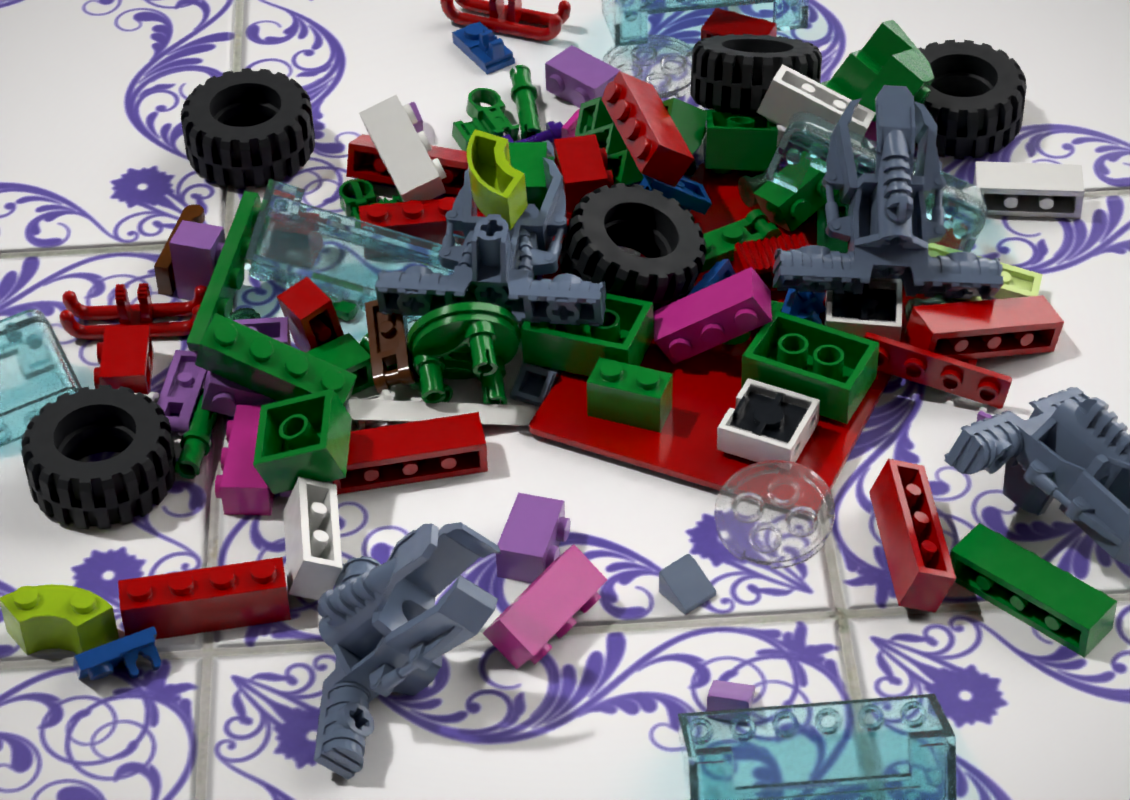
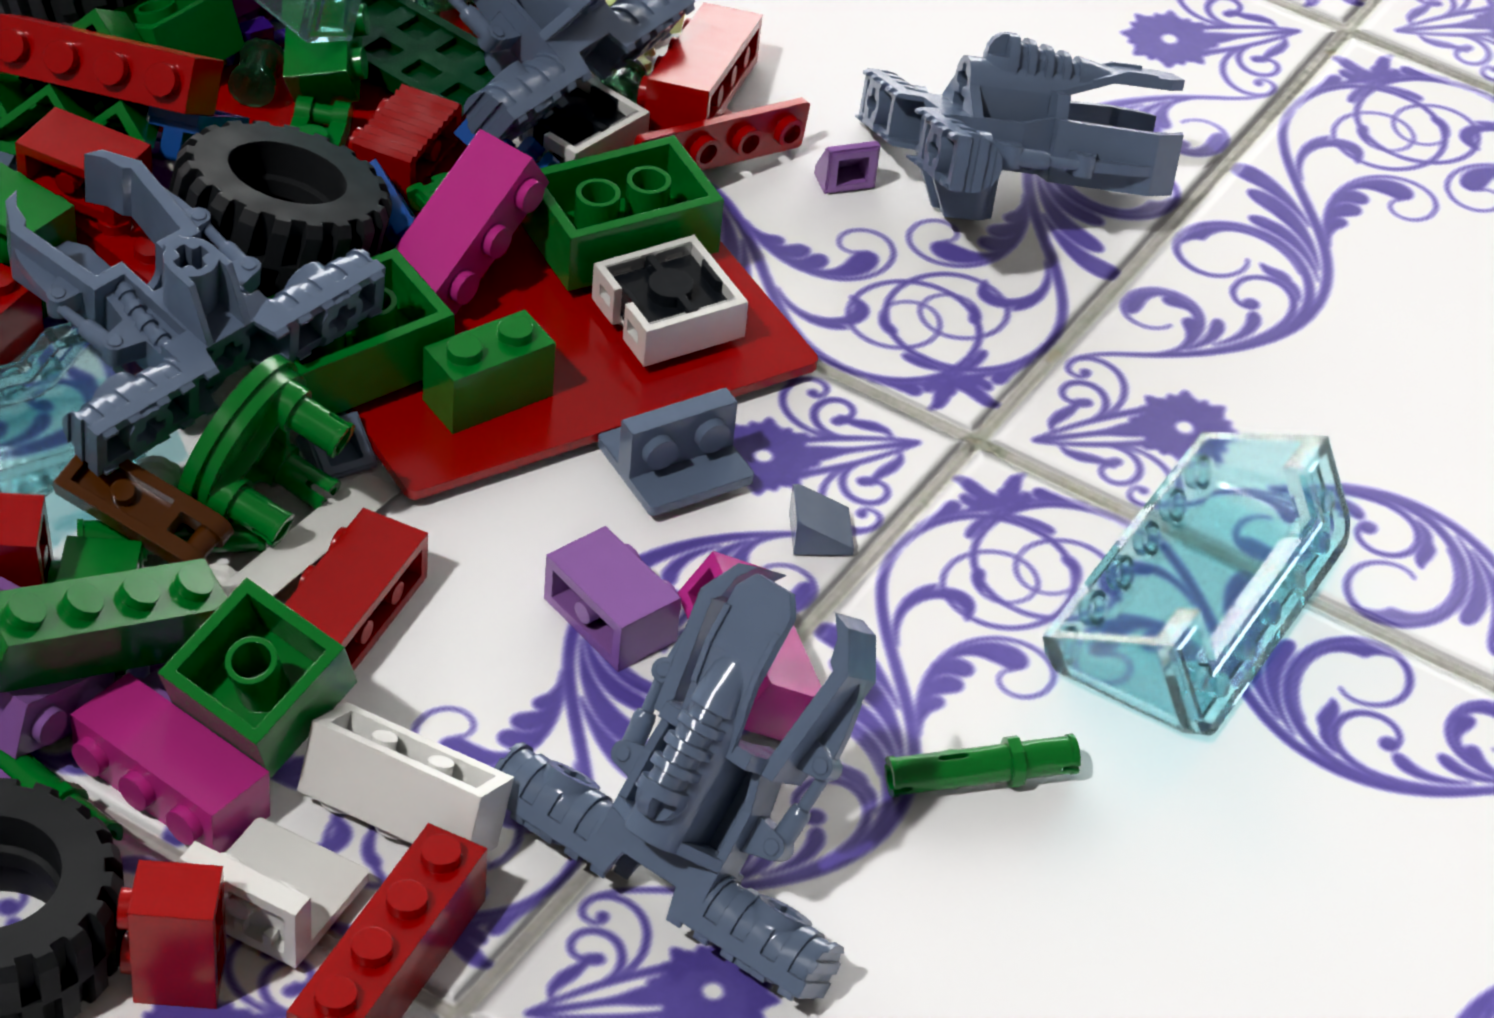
camera: 60 degrees left, 0 degrees up
(136, 520) = (174, 933): none -> red brick
(211, 537) = (281, 889): none -> white bracket
(493, 181) = (97, 203): lime brick -> none
(583, 758) = (1004, 762): none -> green pin
(668, 501) = (679, 452): none -> sand blue bracket
(729, 696) = (1030, 594): medium lavender slope -> none
(774, 513) = (797, 386): clear tile -> none
(912, 536) = (949, 309): red brick -> none
(1033, 590) = (1103, 283): green brick -> none

